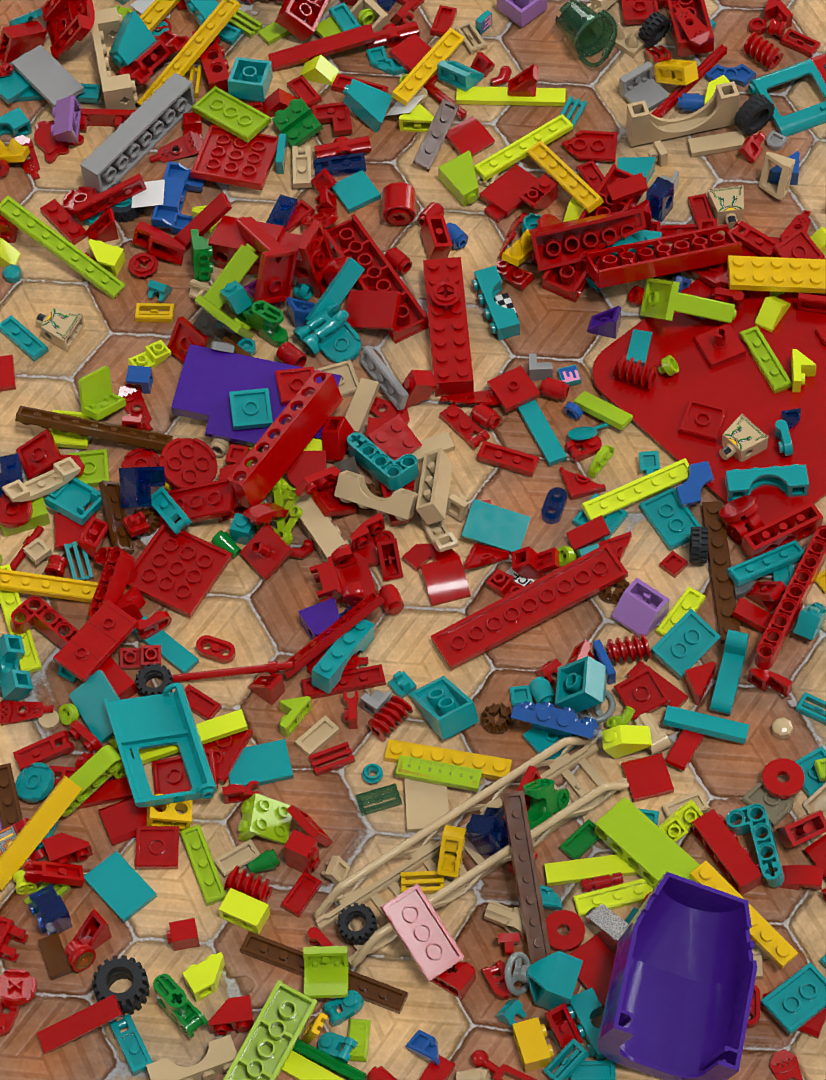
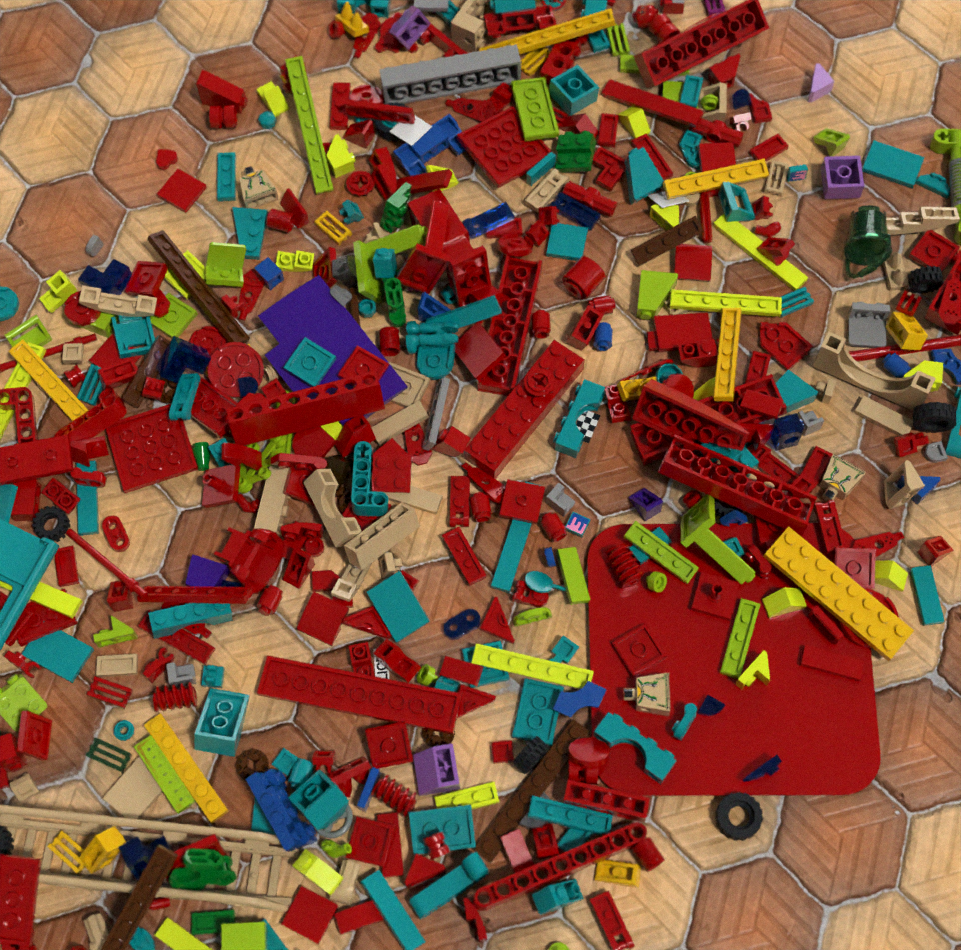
camera: 40 degrees right, 10 degrees up
(83, 358) = (250, 229): none -> teal wing
(107, 335) = (280, 220): none -> red piece
(108, 320) = (292, 205): none -> red slope
(210, 468) = (247, 385): none -> clear blue tile
(588, 619) = (389, 745): none -> red plate
(652, 344) = (661, 552): none -> lime tile
(693, 652) = (436, 845): none -> red wheel

